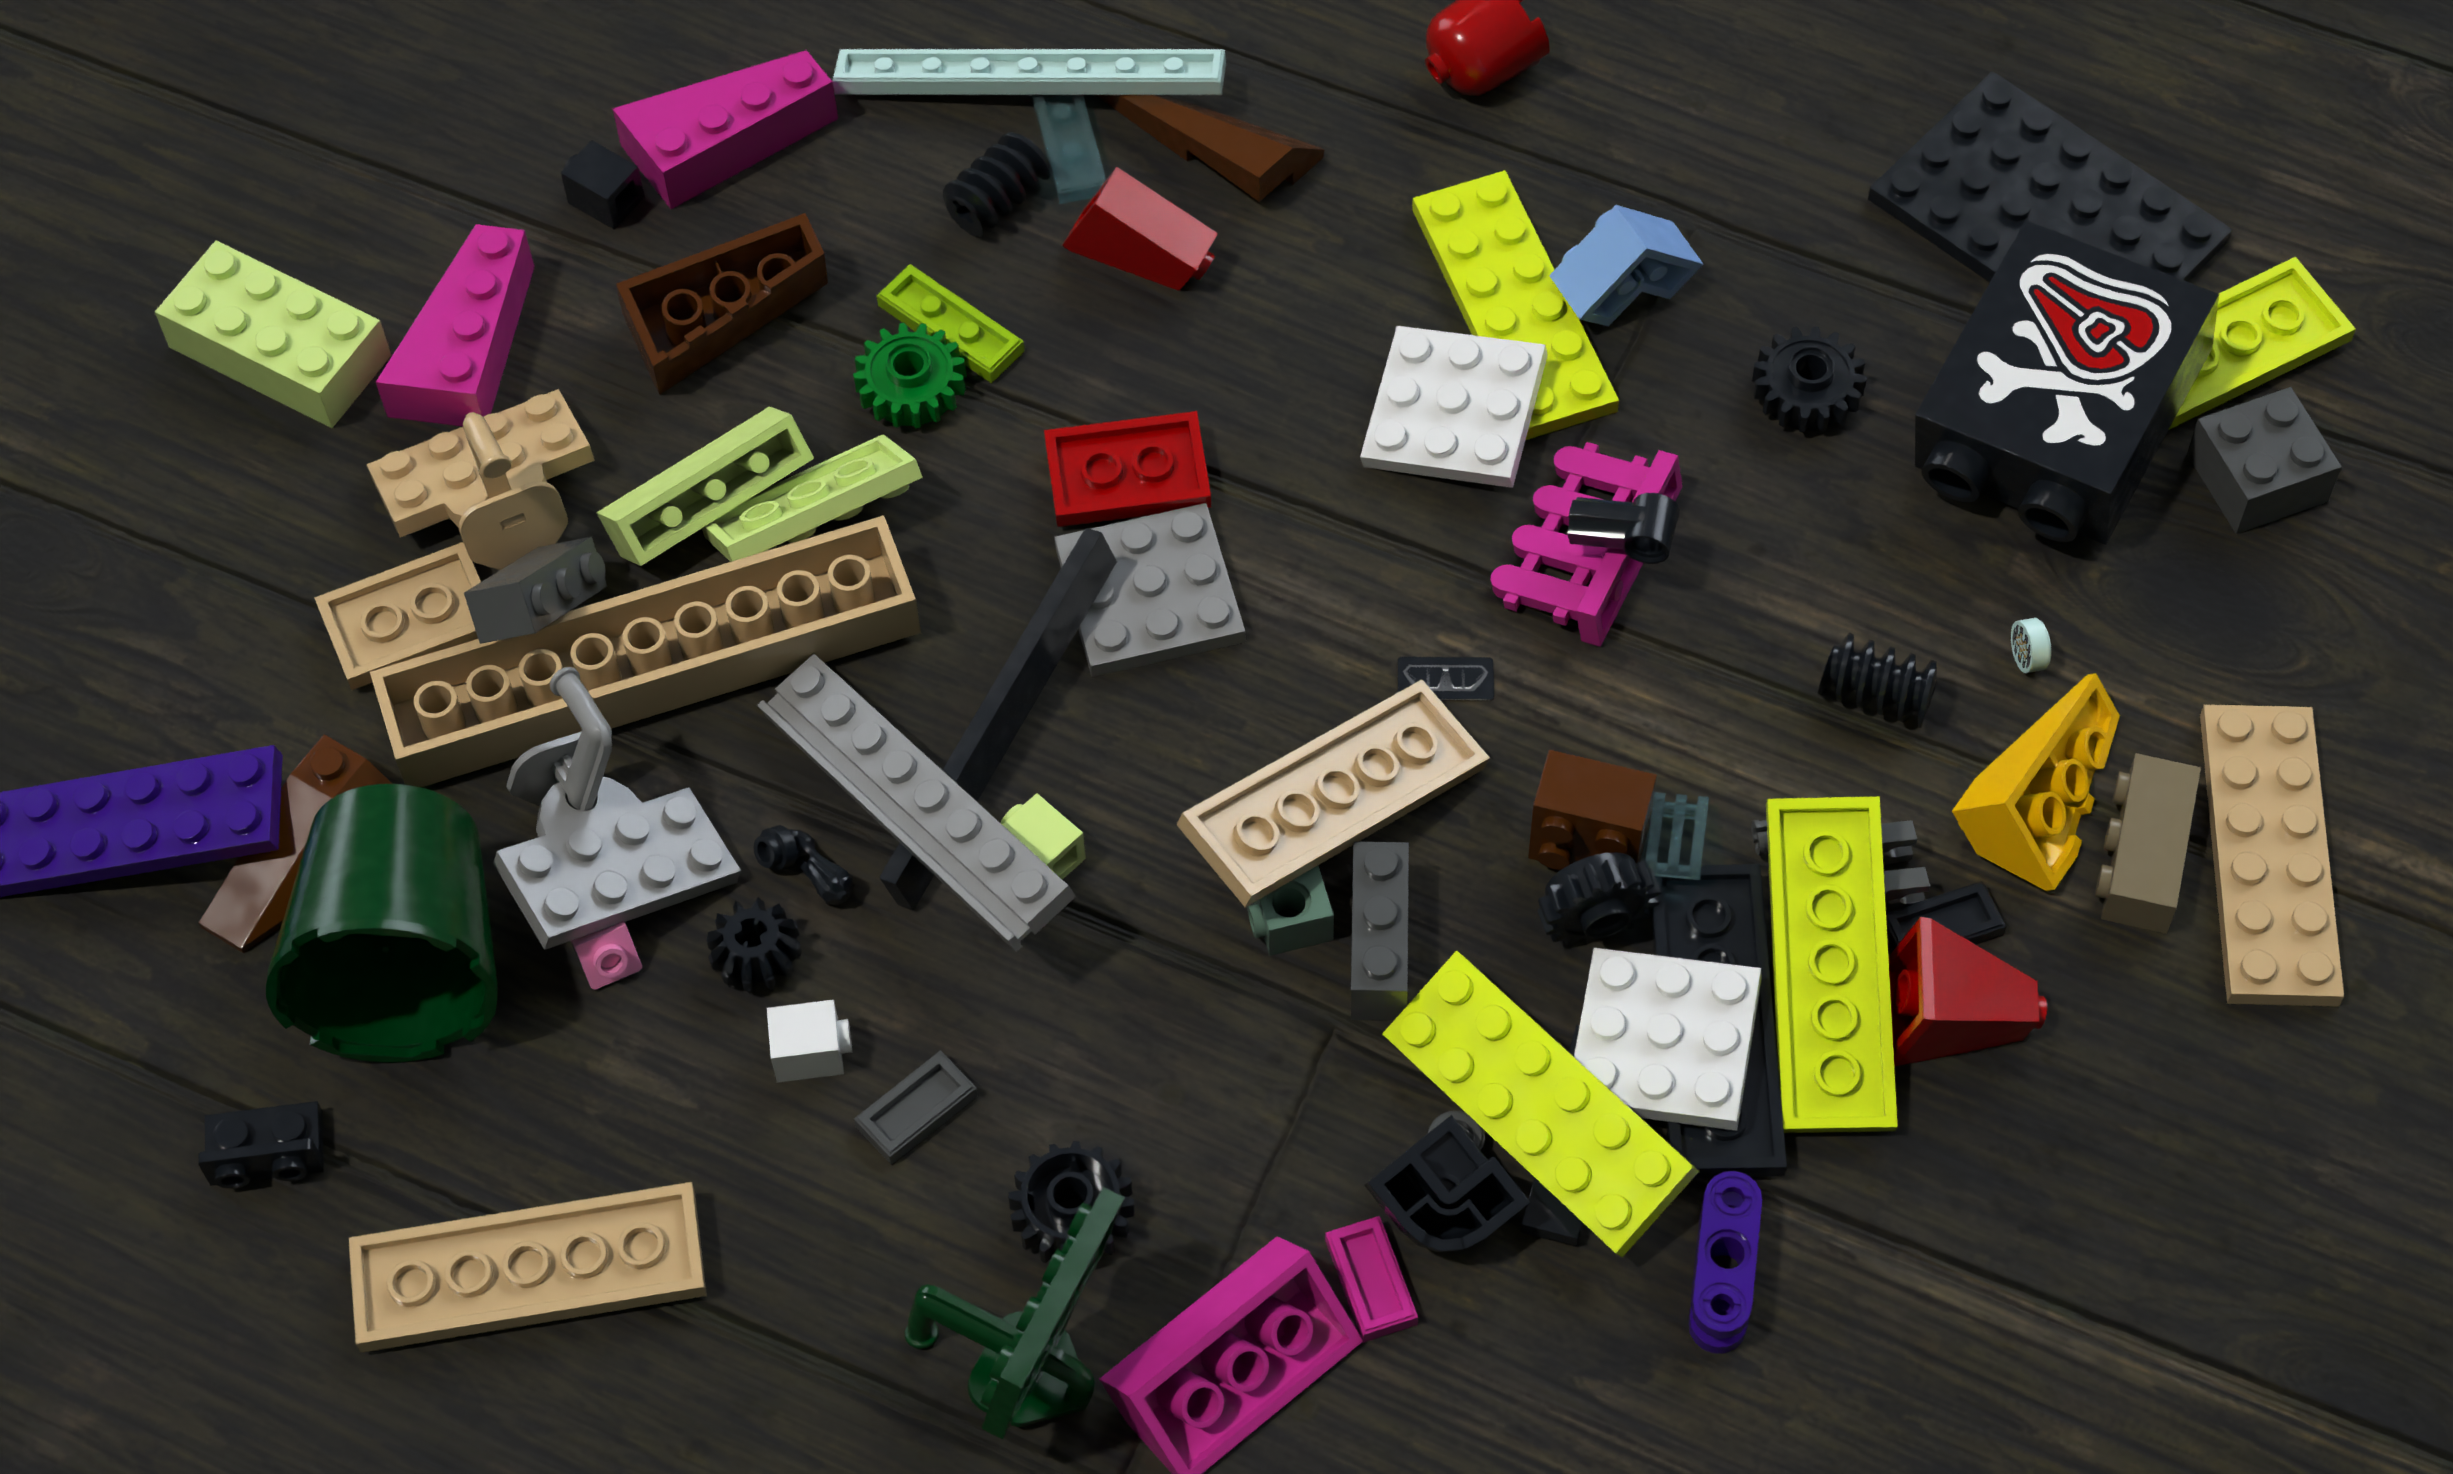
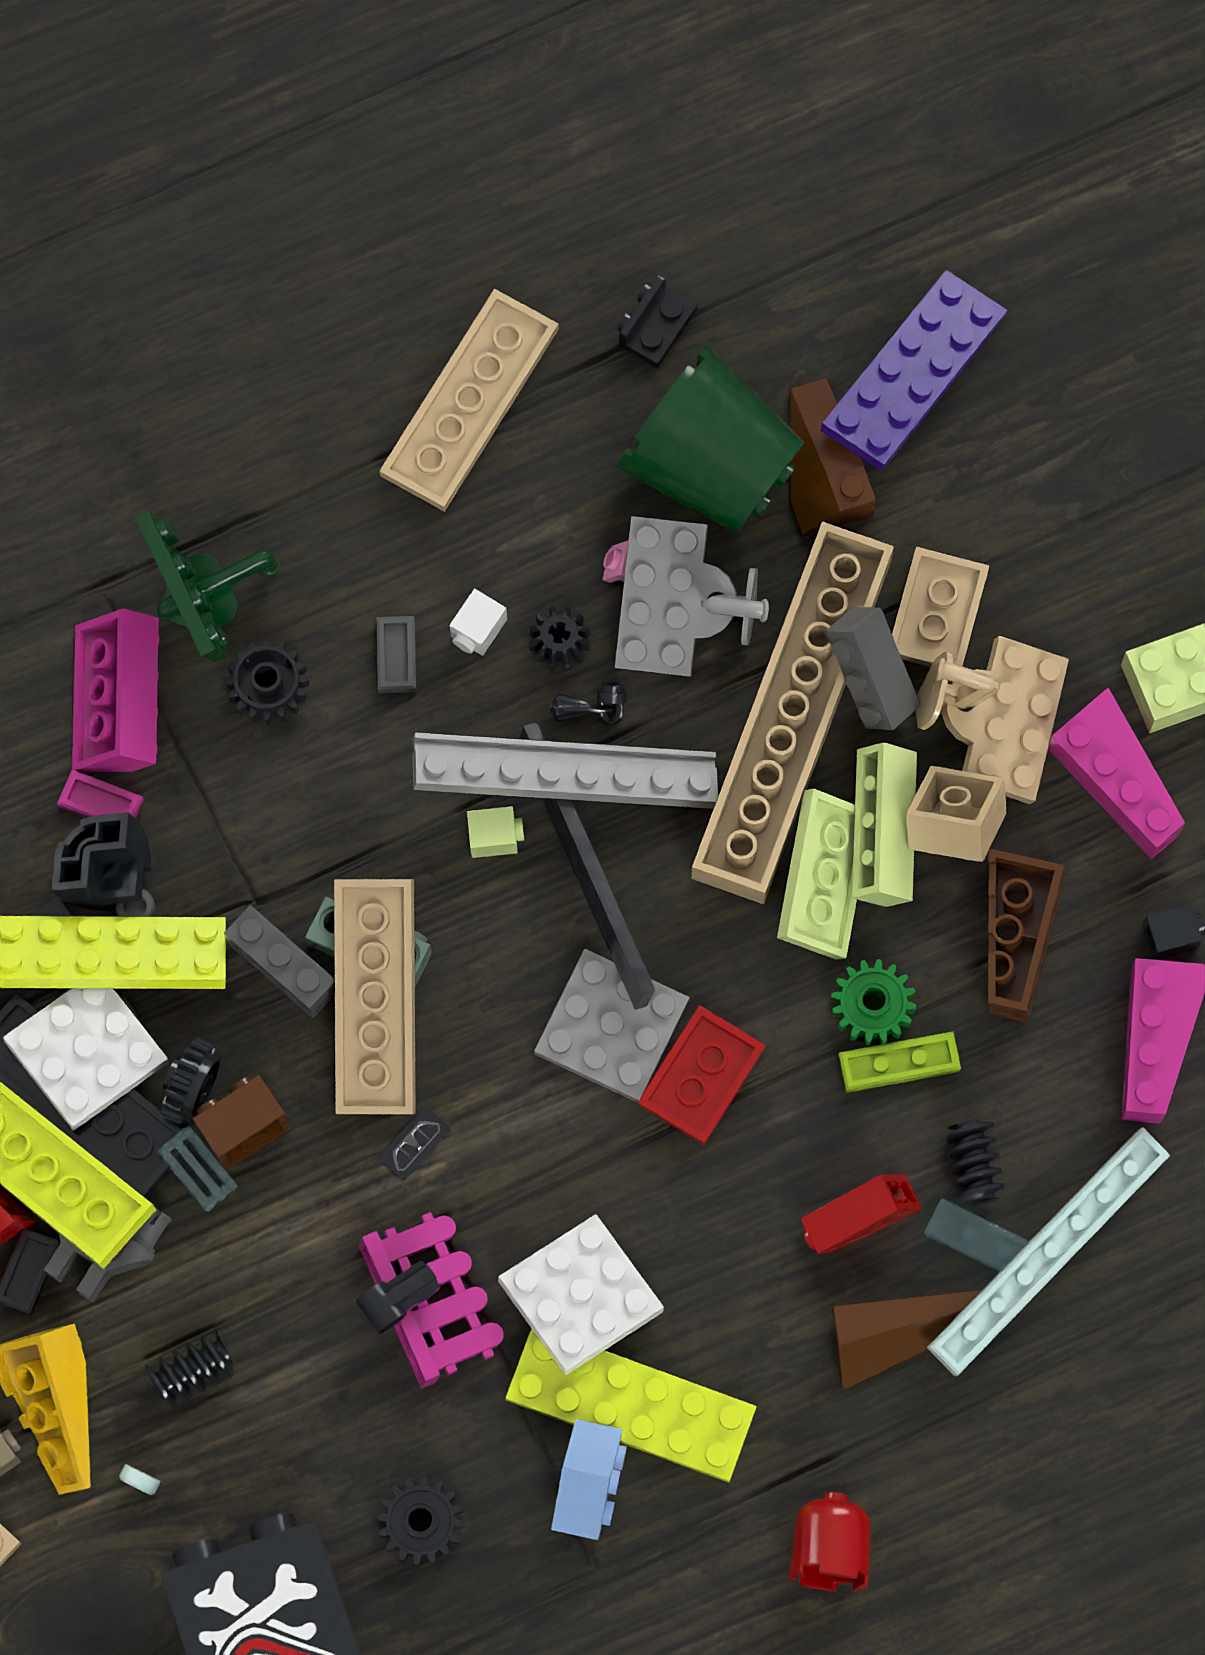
camera: 130 degrees right, 15 degrees up
(639, 414) = (956, 813): none -> tan brick

